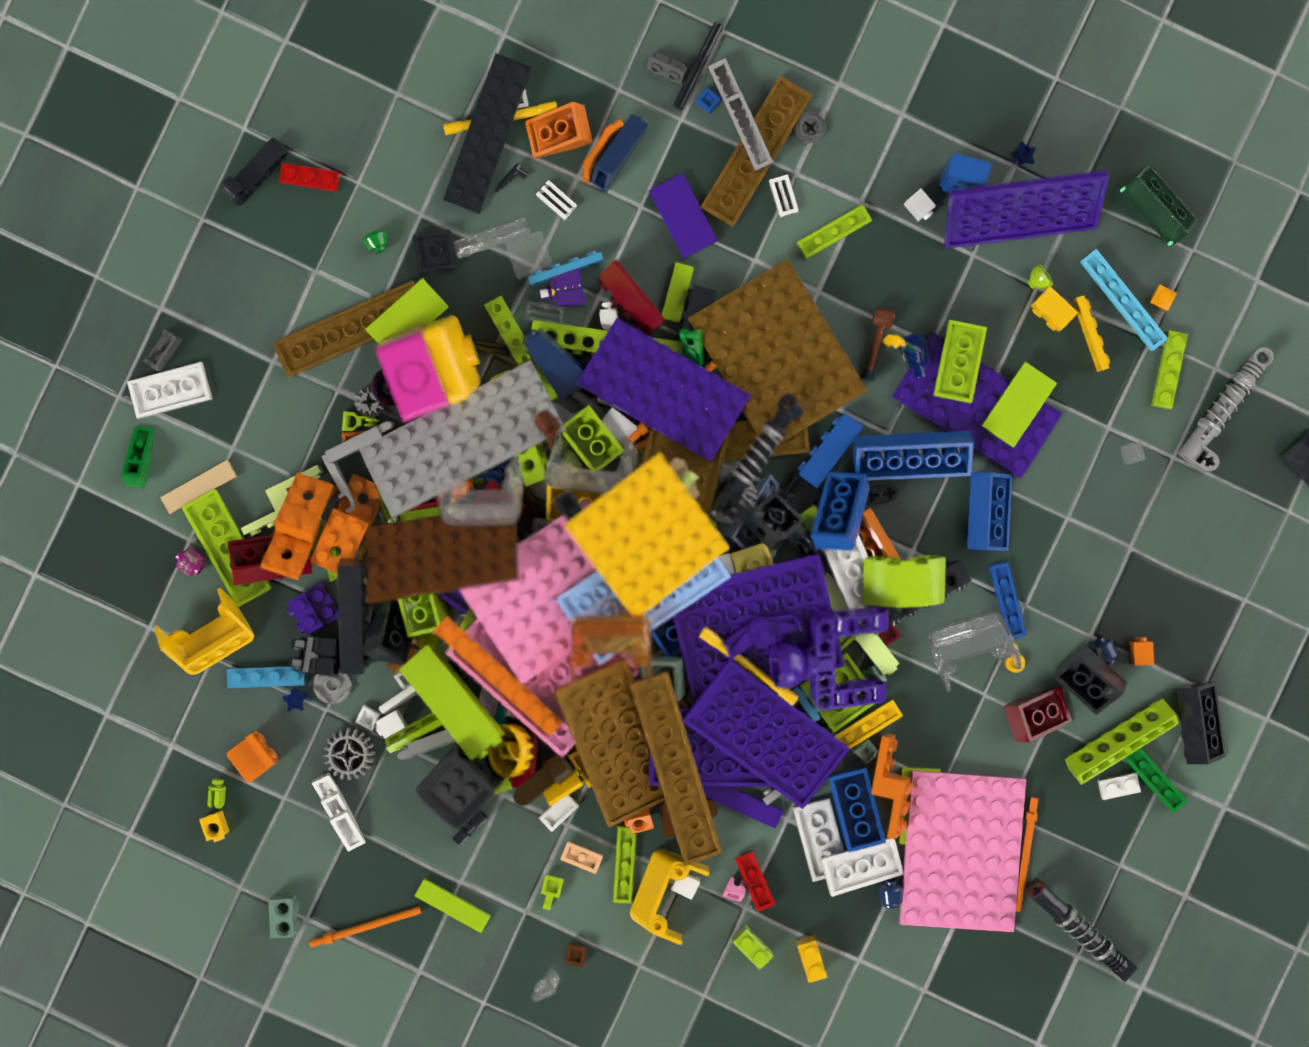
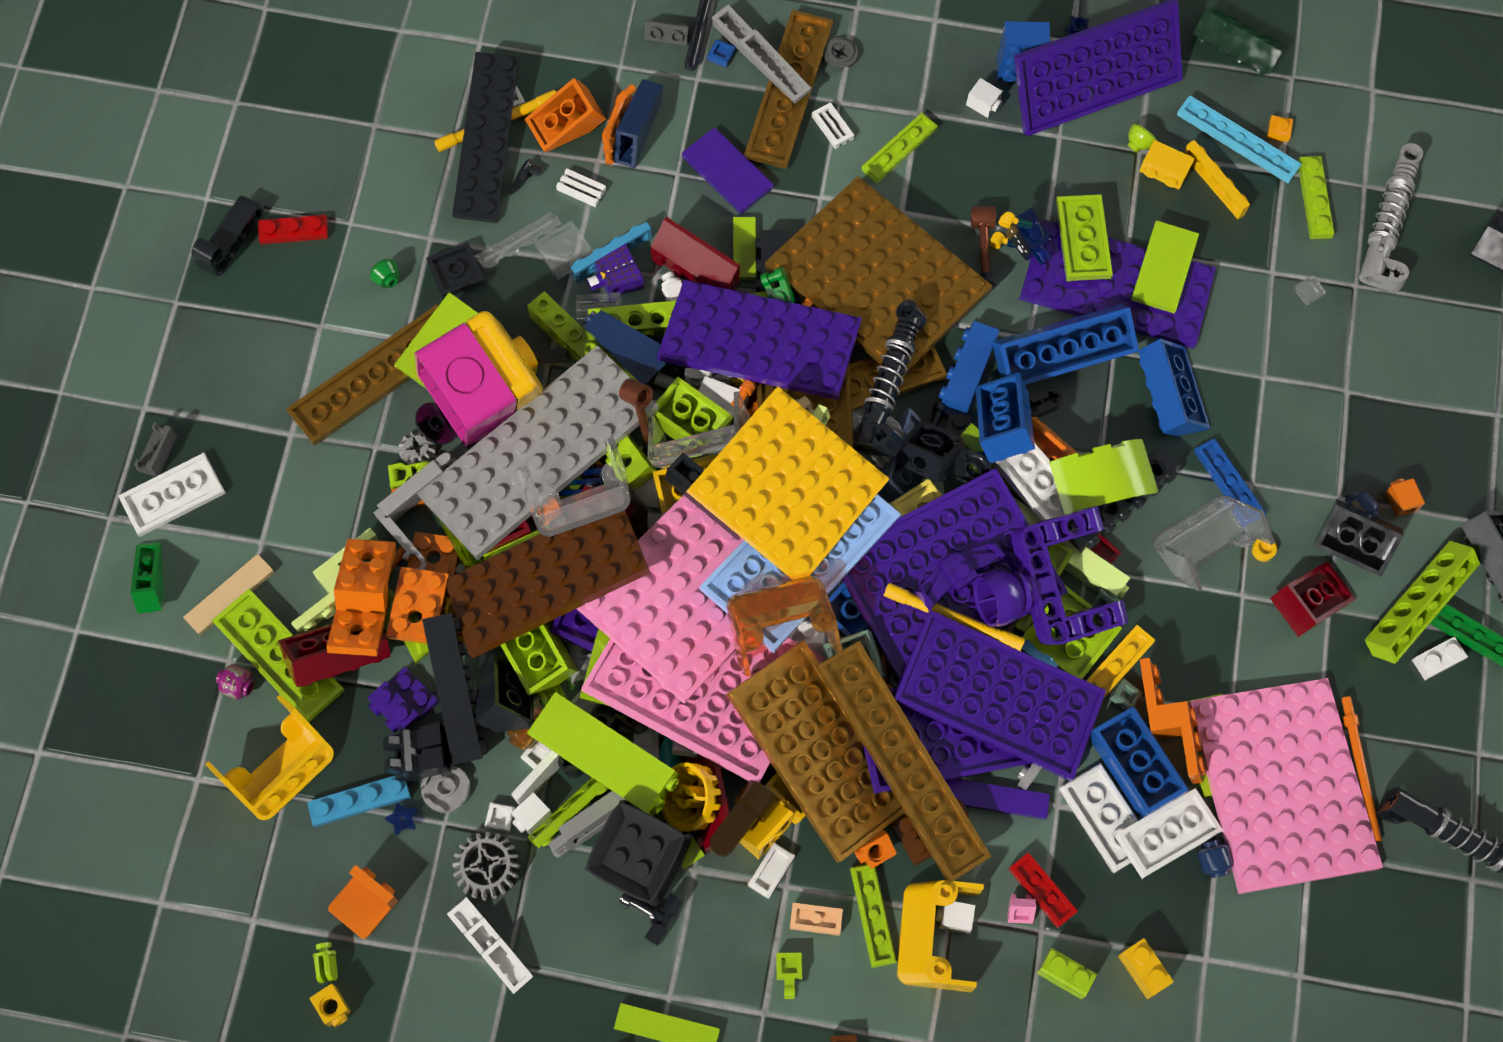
camera: 20 degrees left, 20 degrees down
(498, 676) = (653, 700): orange plate -> none

